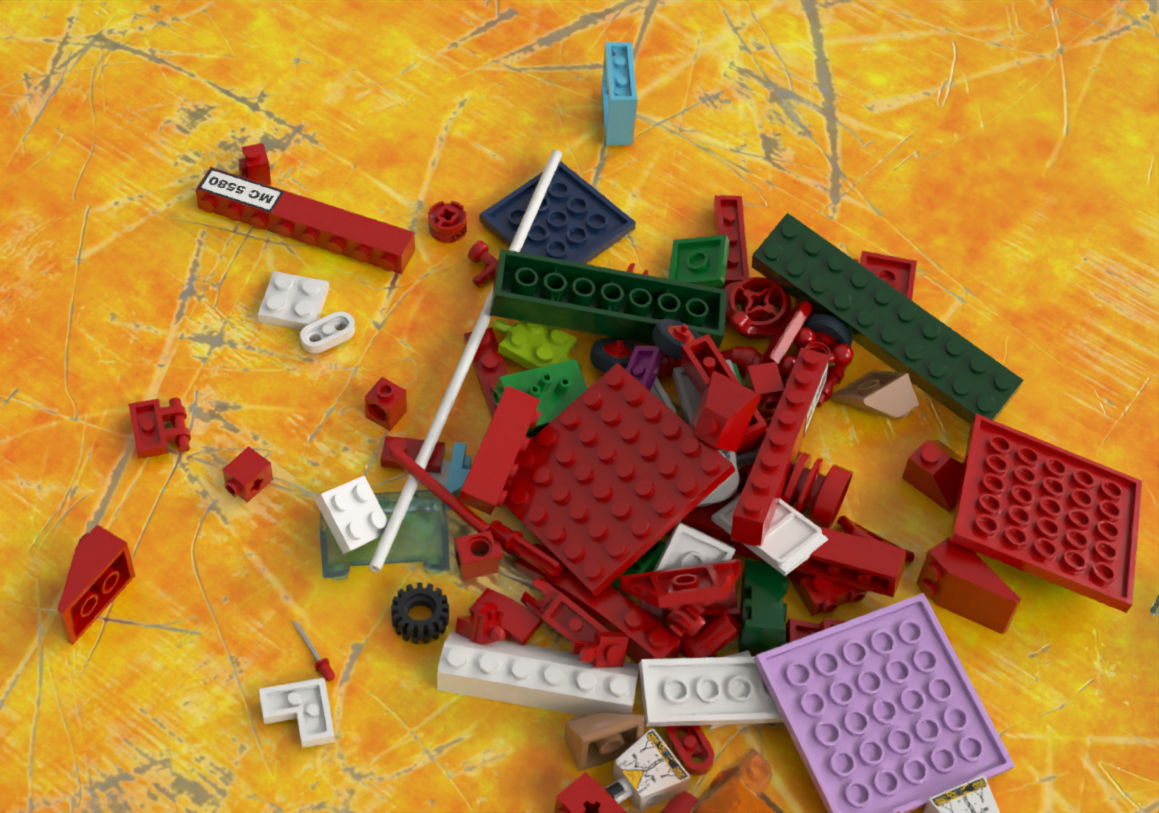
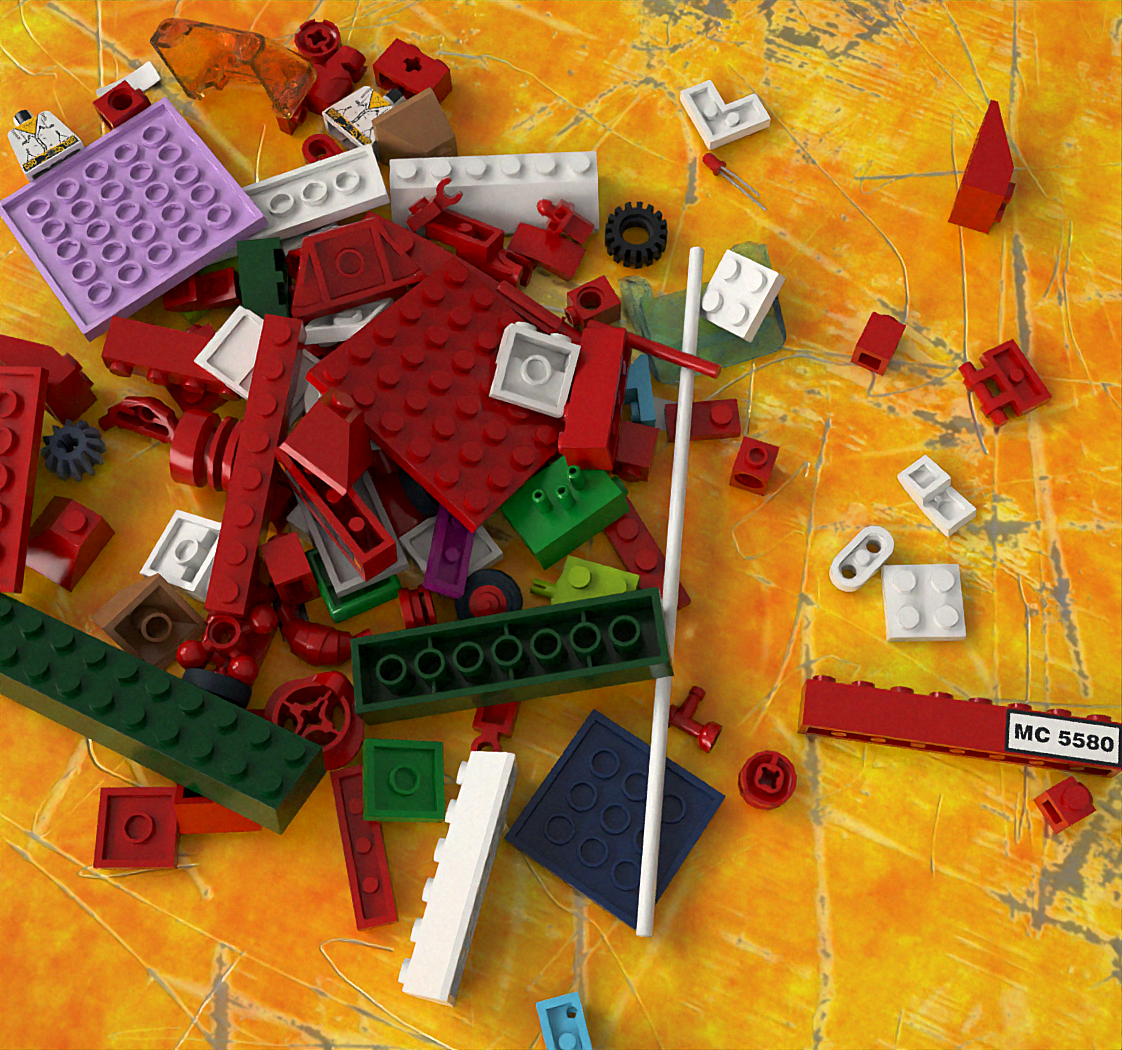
camera: 175 degrees right, 15 degrees up
(250, 363) = (932, 493): none -> white slope
(472, 431) = (635, 451): none -> red brick
(545, 472) = (534, 369): none -> white plate
(667, 203) = (461, 877): none -> white slope
(671, 335) = (406, 594): black wheel -> none
(786, 333) = (271, 659): red tile -> none
(839, 432) = (185, 554): none -> white plate
(929, 528) = (86, 445): none -> sand blue gear

